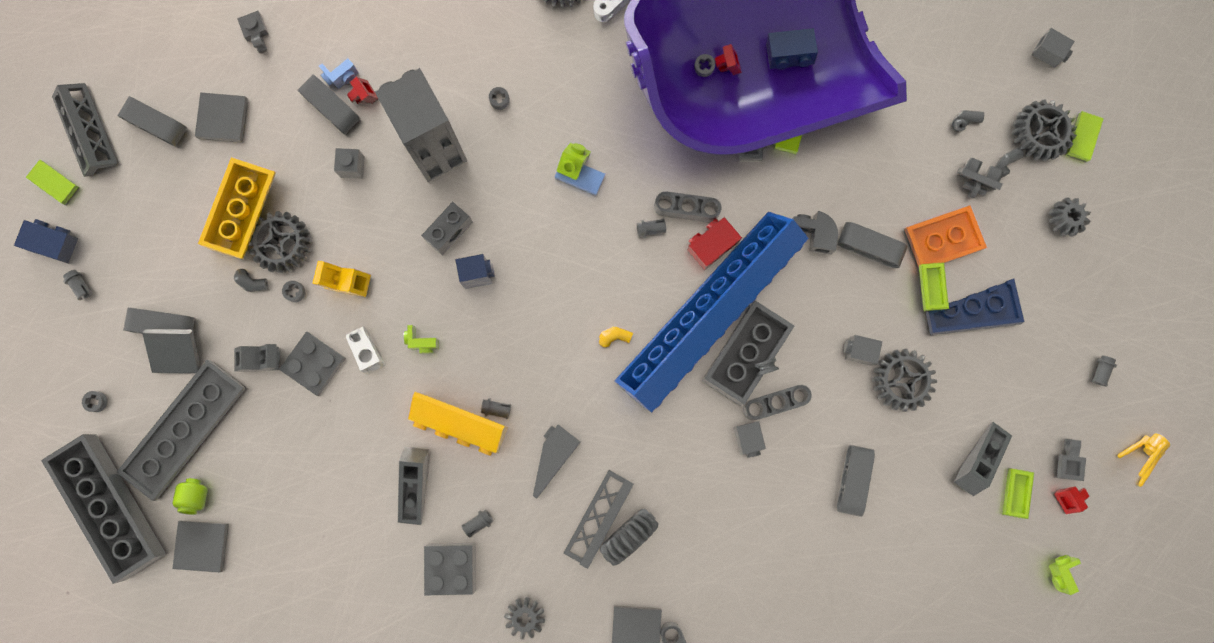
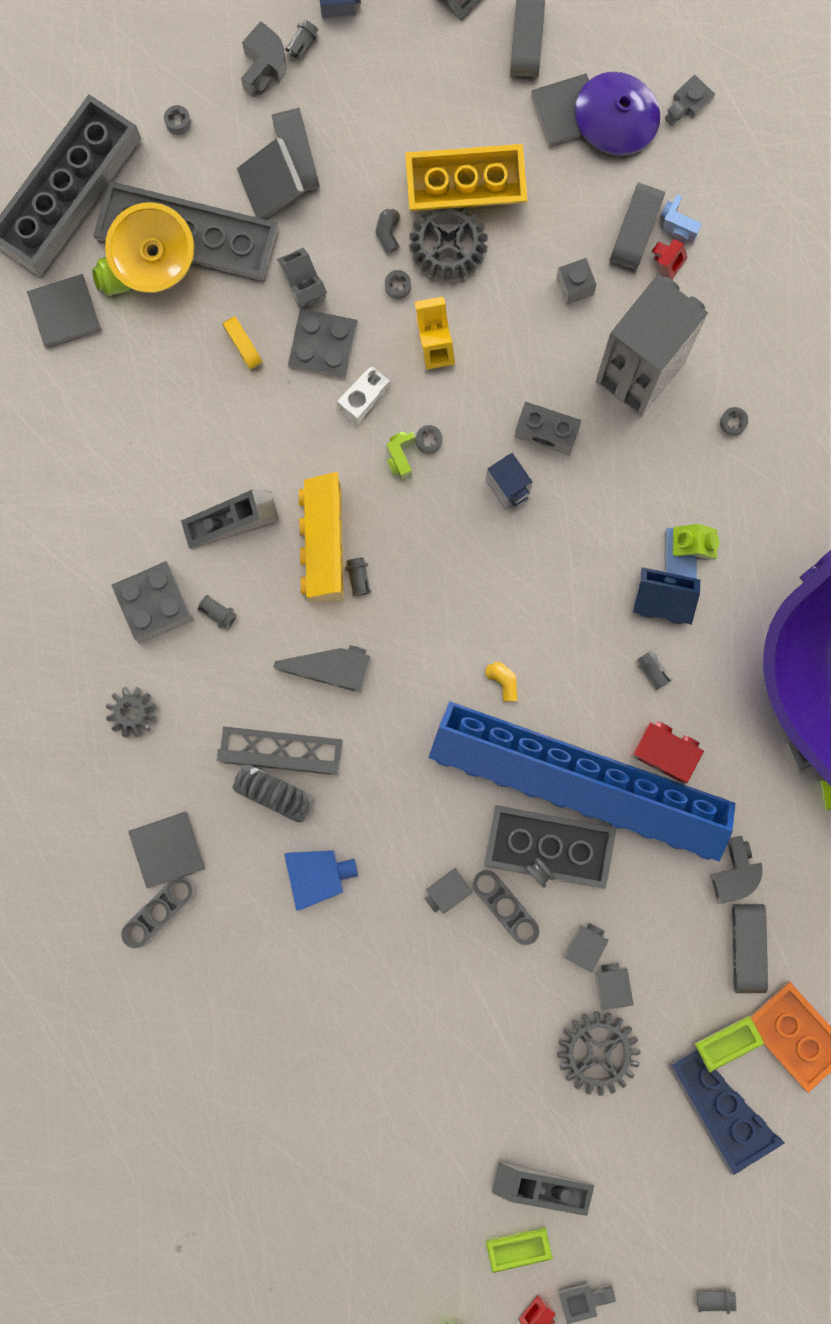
camera: 75 degrees right, 0 degrees up
(75, 313) = (269, 59): none -> dark grey brick
(165, 467) = (132, 237): none -> yellow dish
(243, 92) = (607, 123): none -> dark purple dish
(285, 422) = (242, 342): none -> yellow beam
(418, 309) = (437, 437): none -> dark grey bush
(603, 196) = (666, 596): none -> dark blue brick
(698, 203) = (702, 688): dark grey beam -> none
(701, 529) = (317, 876): none -> blue torso
(827, 357) = (586, 947): none -> dark grey brick
(856, 480) = (451, 1040): dark grey beam -> none

